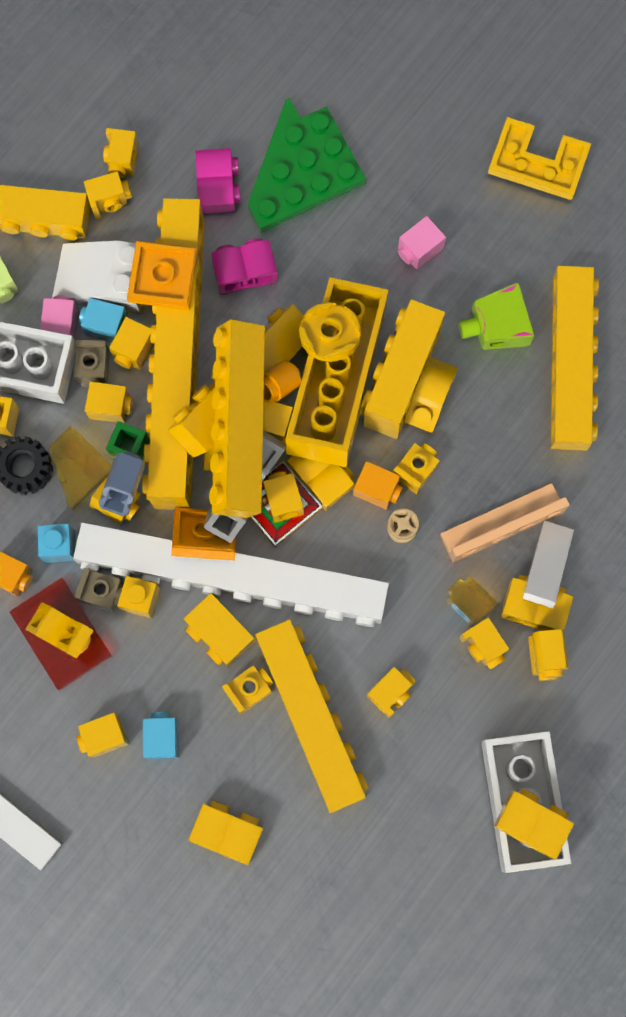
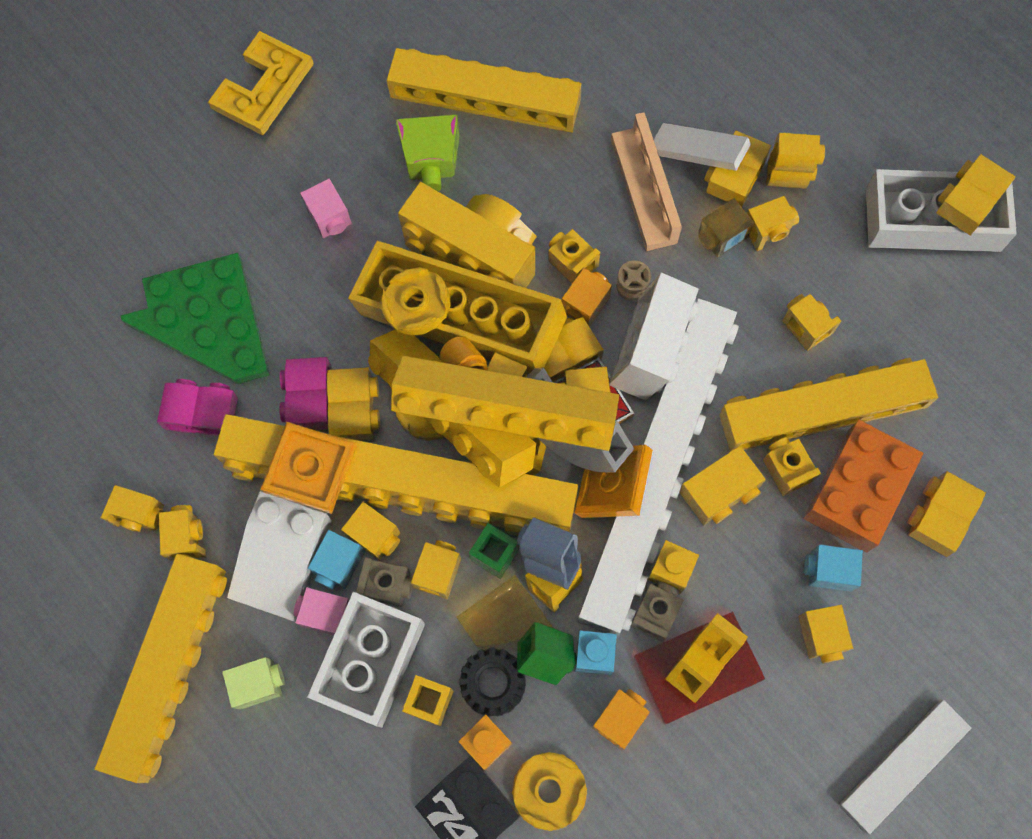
camera: 80 degrees left, 5 degrees down
(48, 501) = (545, 653): none -> green brick
(238, 754) = (863, 486): none -> orange brick
(241, 301) = (351, 403): none -> yellow brick
(341, 548) = (655, 337): none -> white brick

